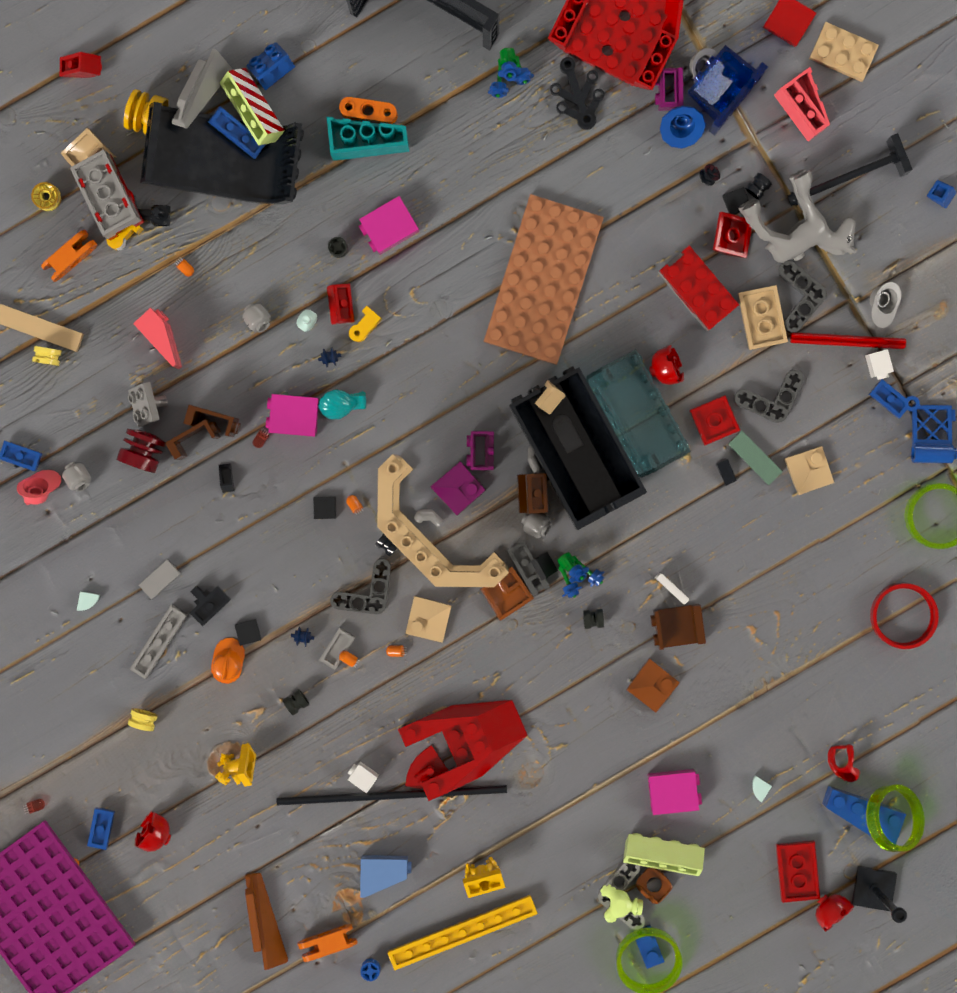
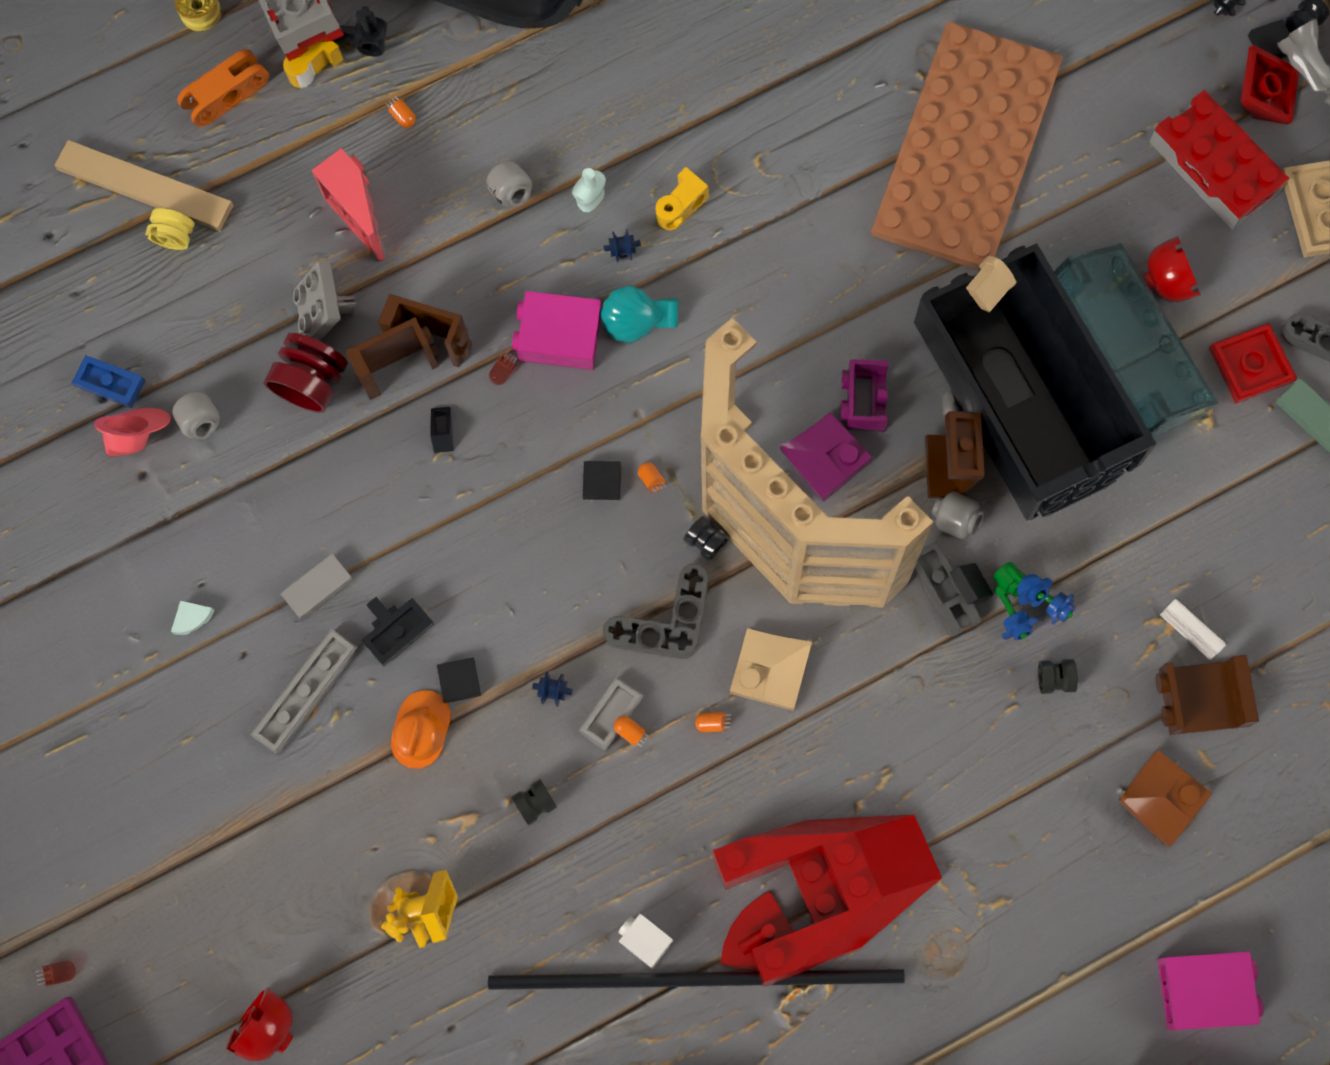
camera: 10 degrees right, 15 degrees down
(101, 828) = (169, 1018): blue plate -> none
(142, 719) = (263, 821): light yellow wheel -> none
(337, 247) = (639, 81): pearl dark grey wheel -> none
(340, 304) = (643, 171): red slope -> none
(388, 225) = (725, 58): dark pink brick -> none
(507, 595) = (906, 629): dark orange plate -> none
(726, 472) = (1275, 443): black piece -> none

